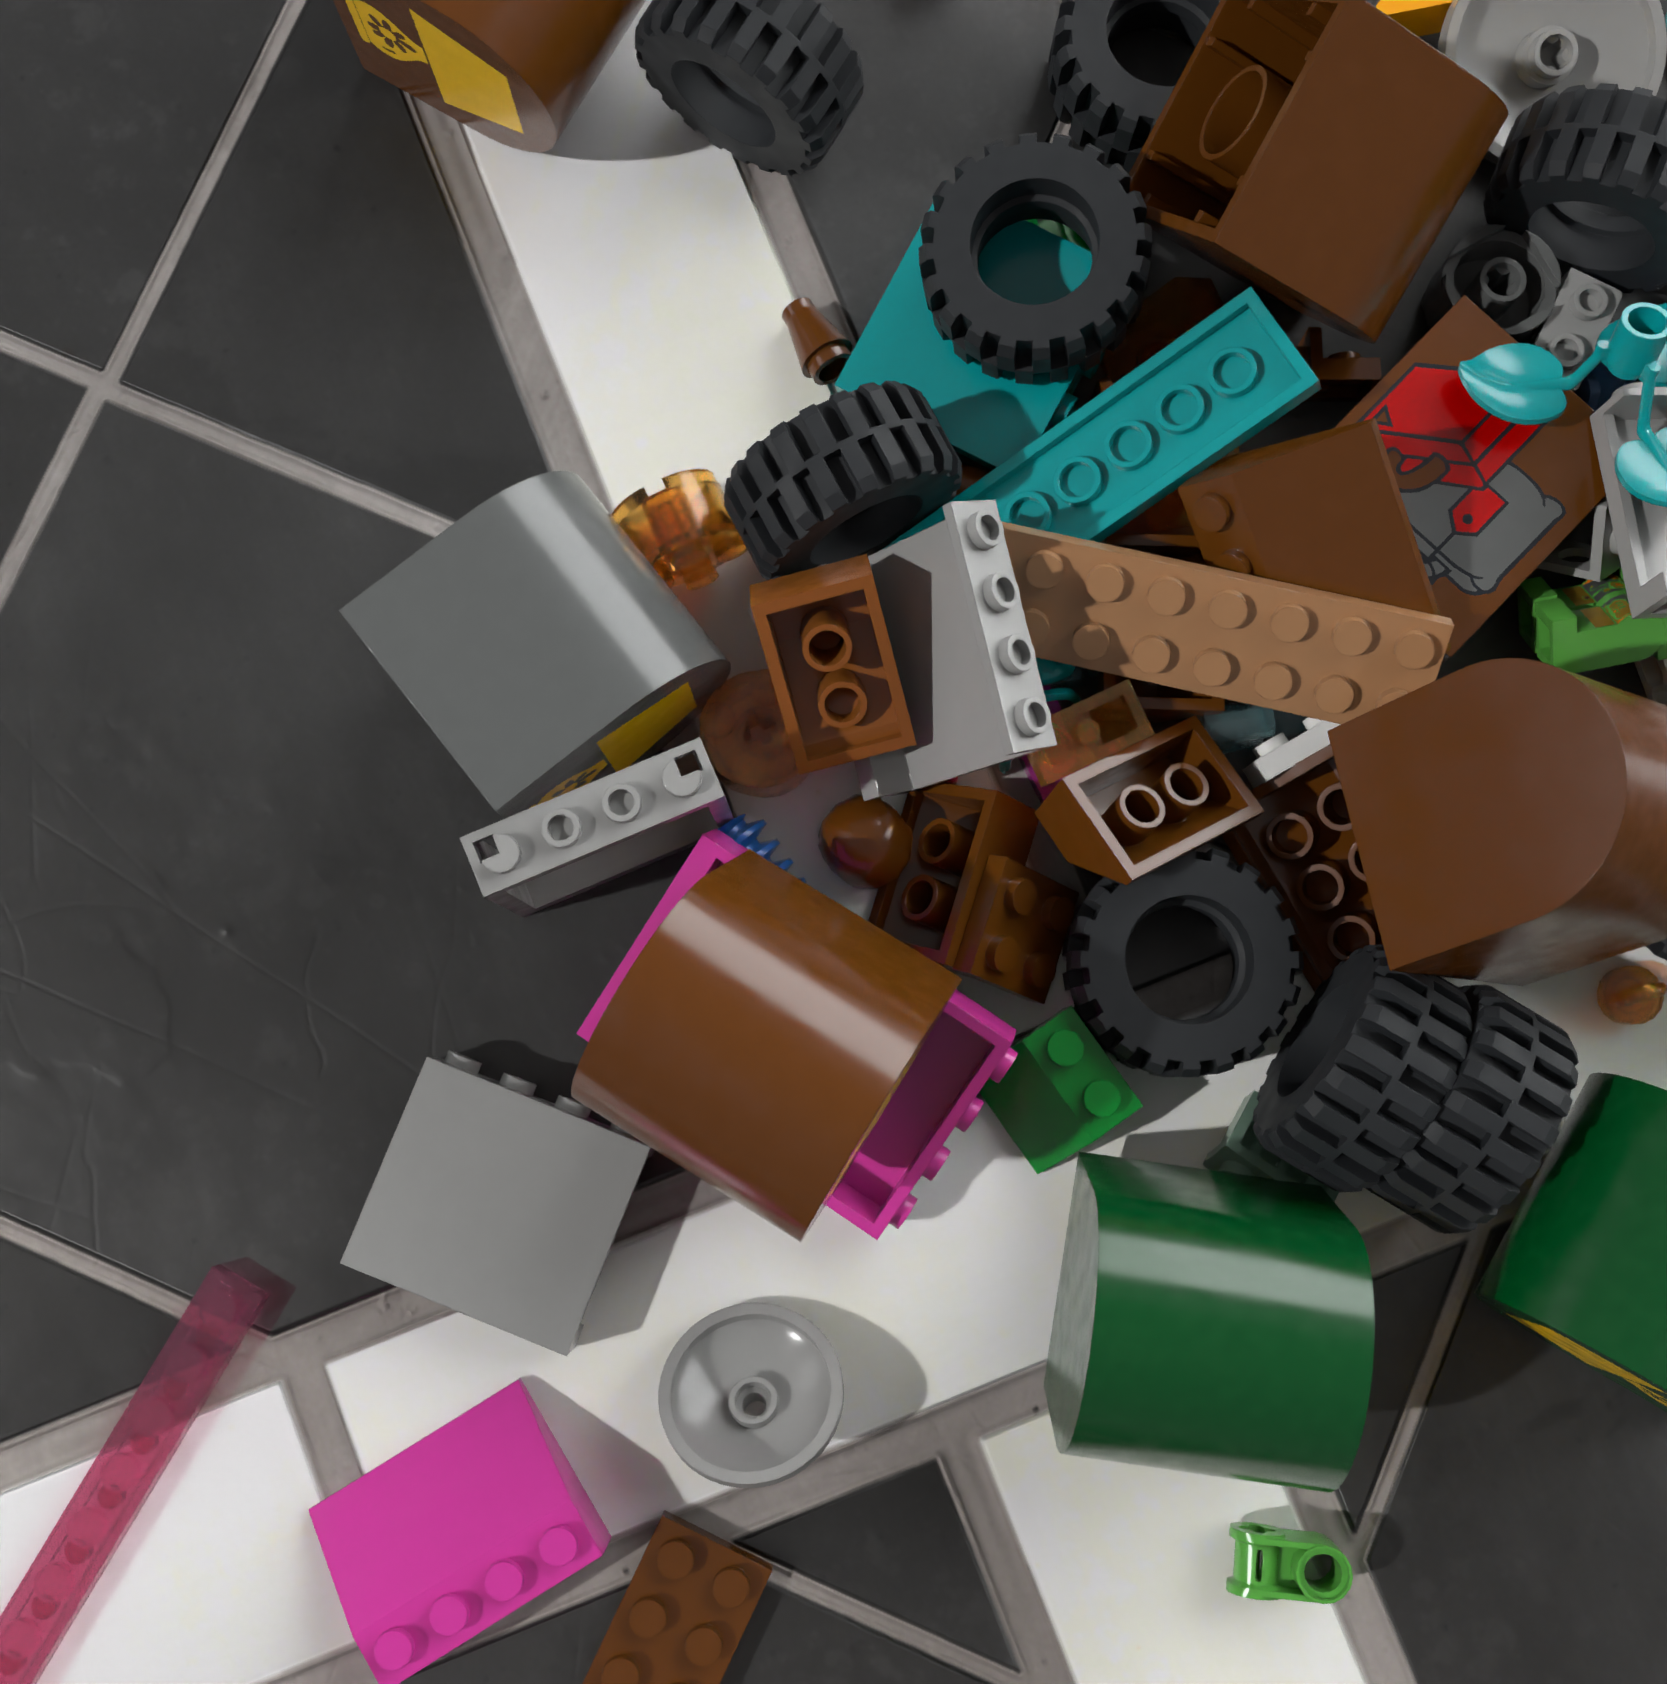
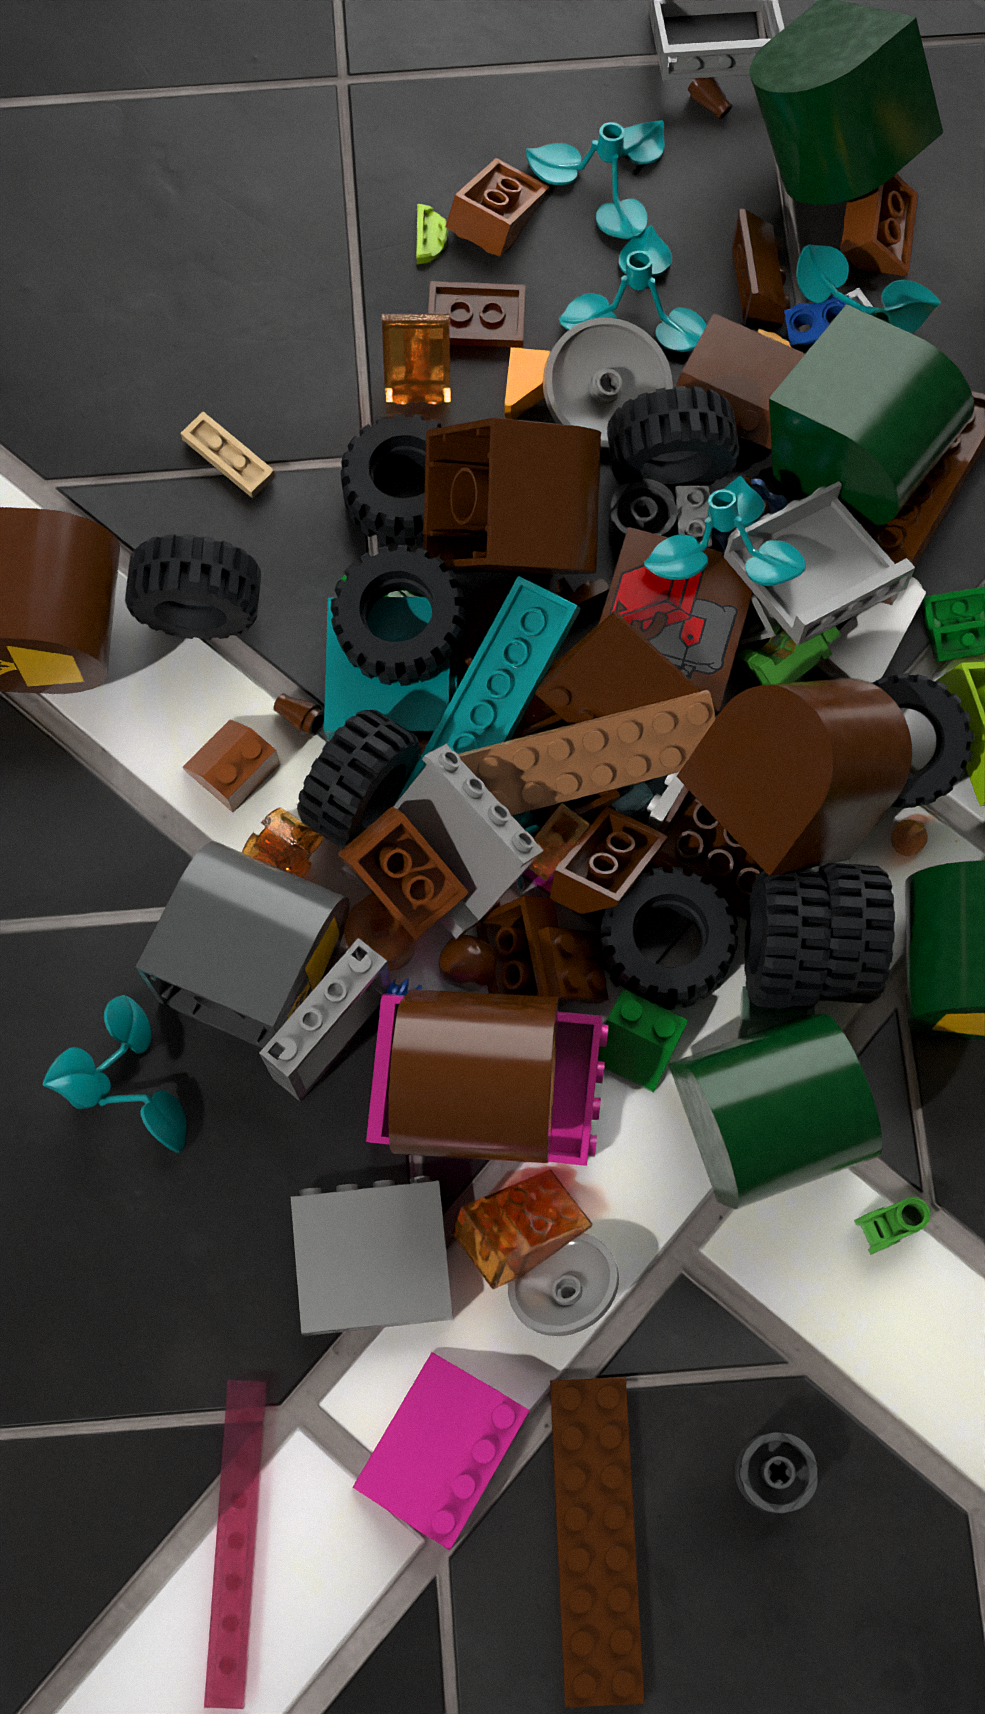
camera: 30 degrees left, 10 degrees down
(197, 737) = (84, 1086): none -> teal plant
(681, 369) = (233, 764): none -> dark orange slope
(731, 1278) = (519, 1227): none -> clear orange slope

